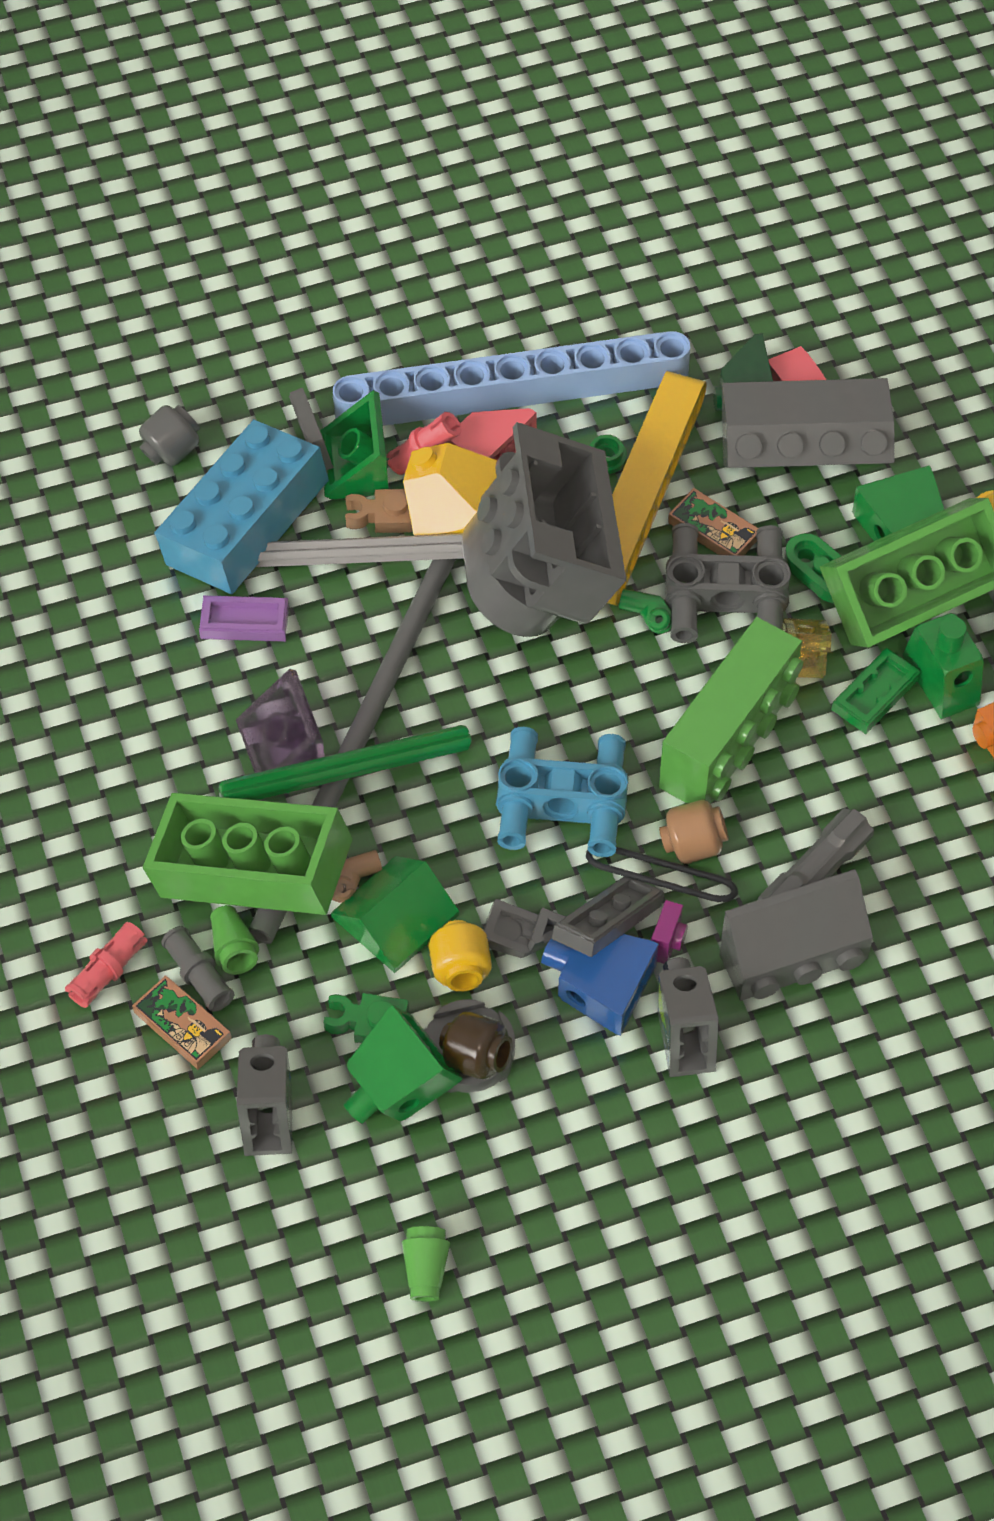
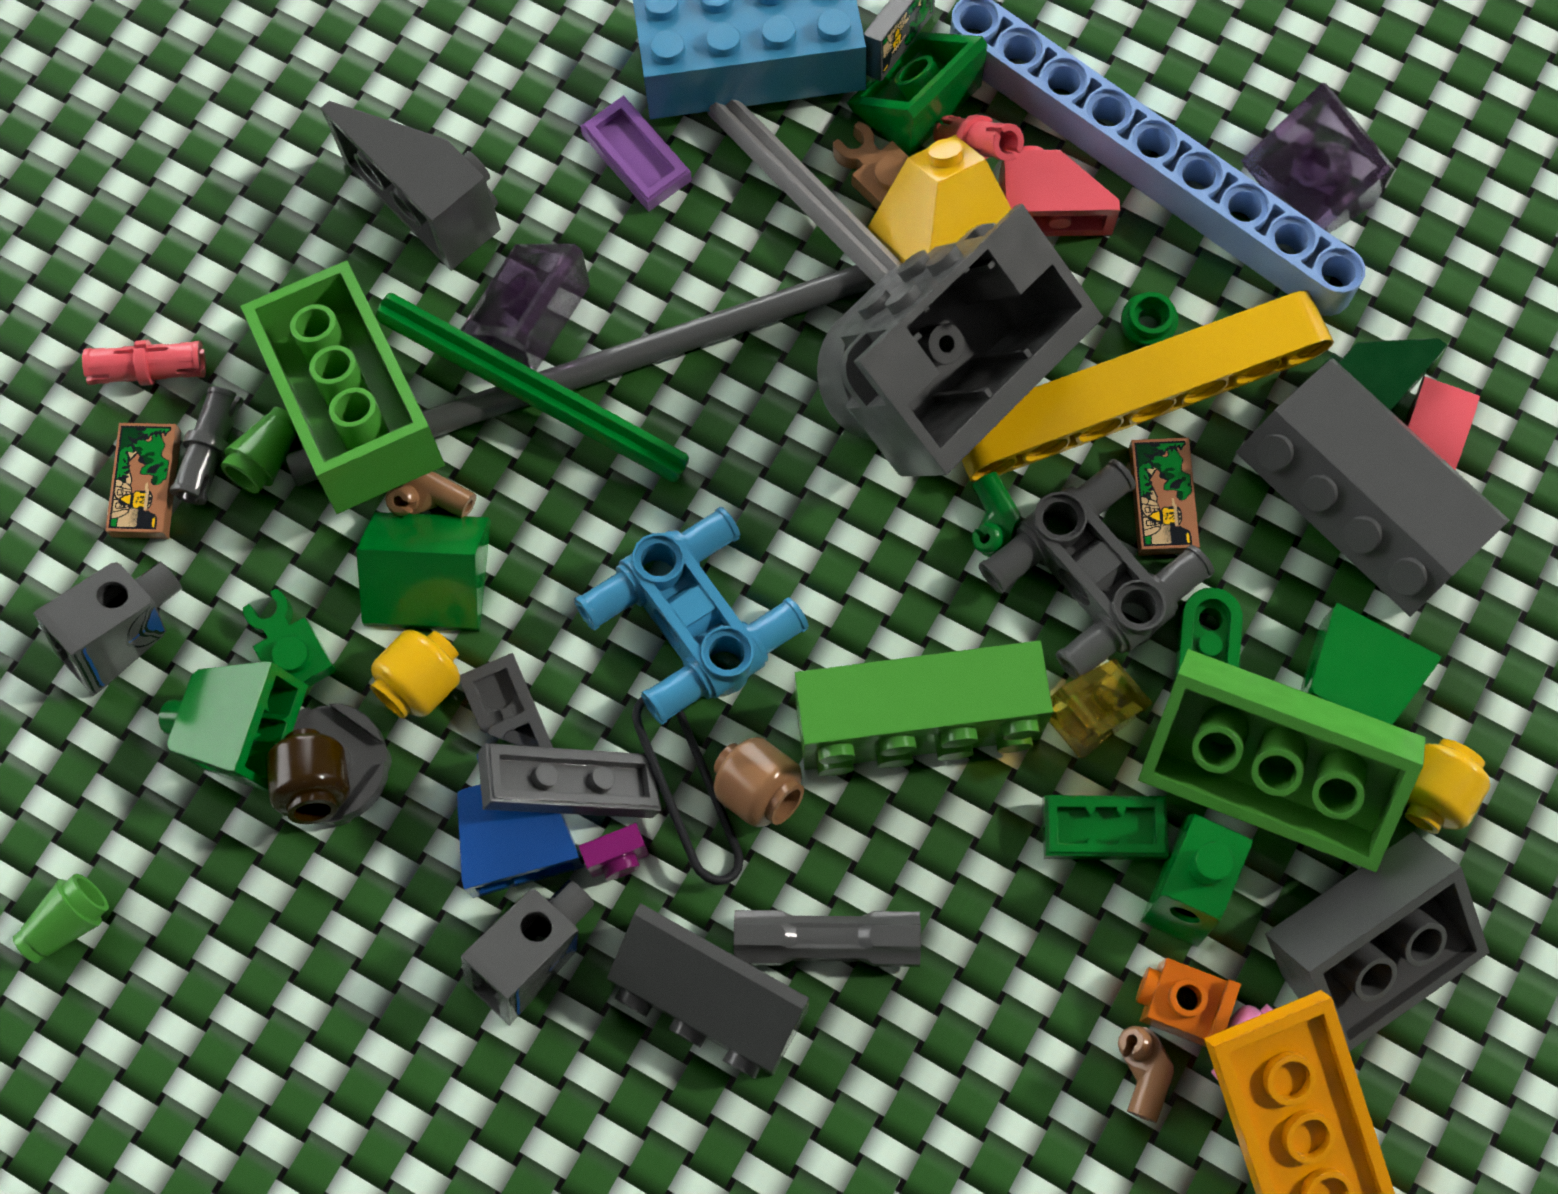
camera: 50 degrees right, 15 degrees up
(150, 727) = (420, 180): none -> dark grey slope
(599, 306) = (1321, 162): none -> clear purple slope

